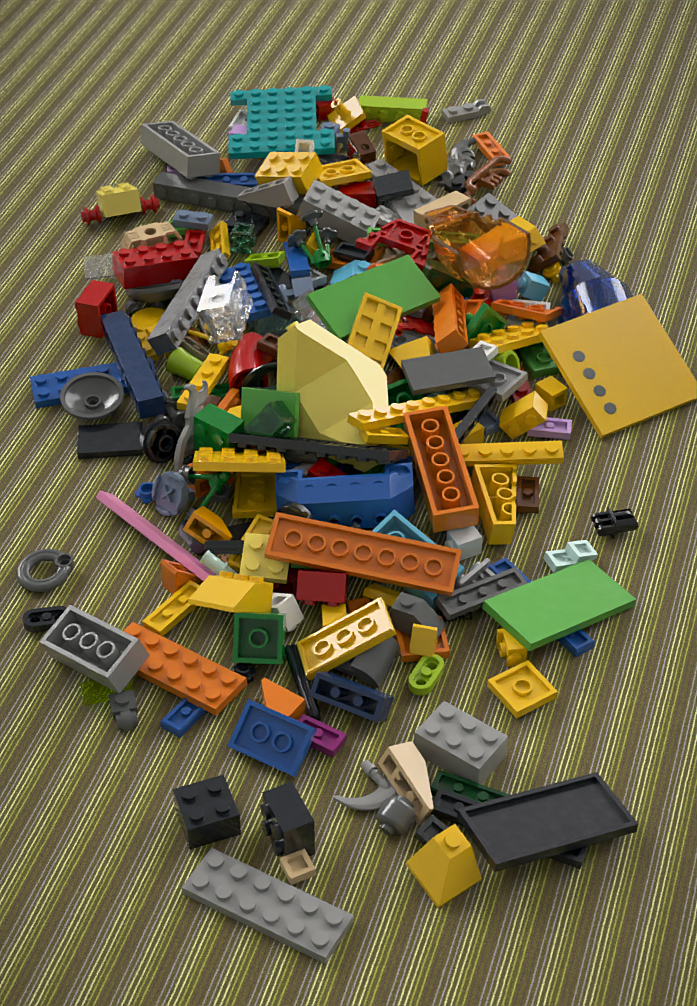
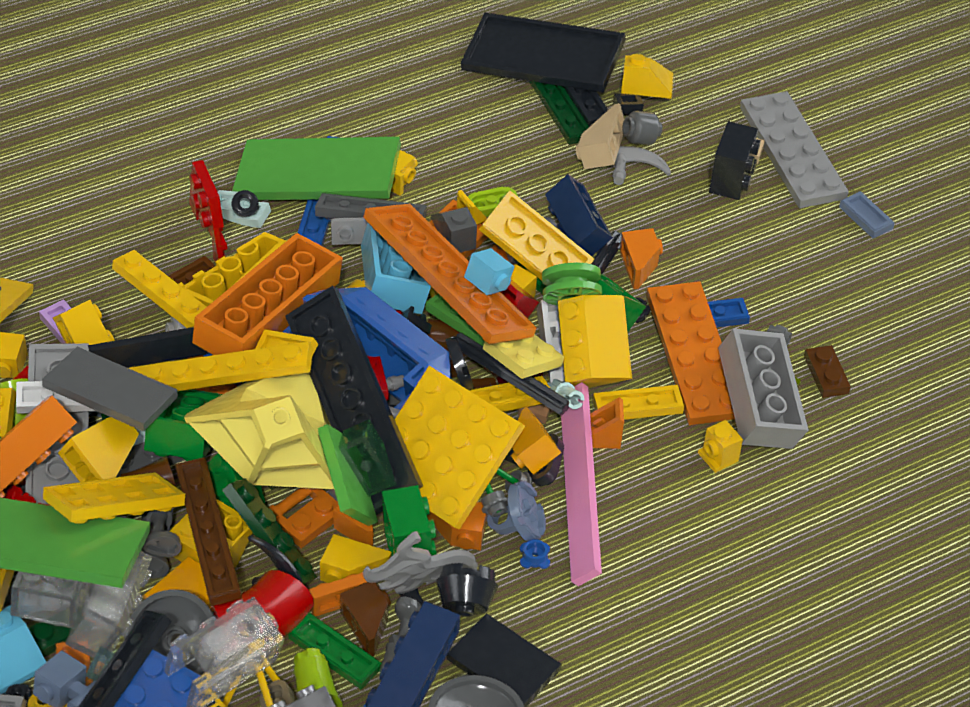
camera: 140 degrees left, 5 degrees up
(42, 618) = (771, 480): black plate -> none
(64, 565) = (713, 555): dark grey piece -> none
(71, 723) = (827, 371): none -> reddish brown plate
(96, 607) = (721, 446): none -> yellow brick
(151, 883) = (866, 214): none -> sand blue tile
(207, 811) = (782, 219): black brick -> none
(211, 371) = (340, 622): yellow plate -> none
(270, 586) = (569, 281): none -> bright green wheel
(272, 737) = (677, 230): blue plate -> none
(327, 739) = (631, 213): magenta plate -> none
(329, 556) = (489, 271): none -> medium azure brick
(460, 743) = (535, 135): light grey brick -> none
(522, 689) = (434, 142): yellow plate -> none
(563, 547) = (247, 196): none -> black plate
(570, 503) = (206, 206): none -> red wing
(614, 522) = (164, 201): black arm -> none

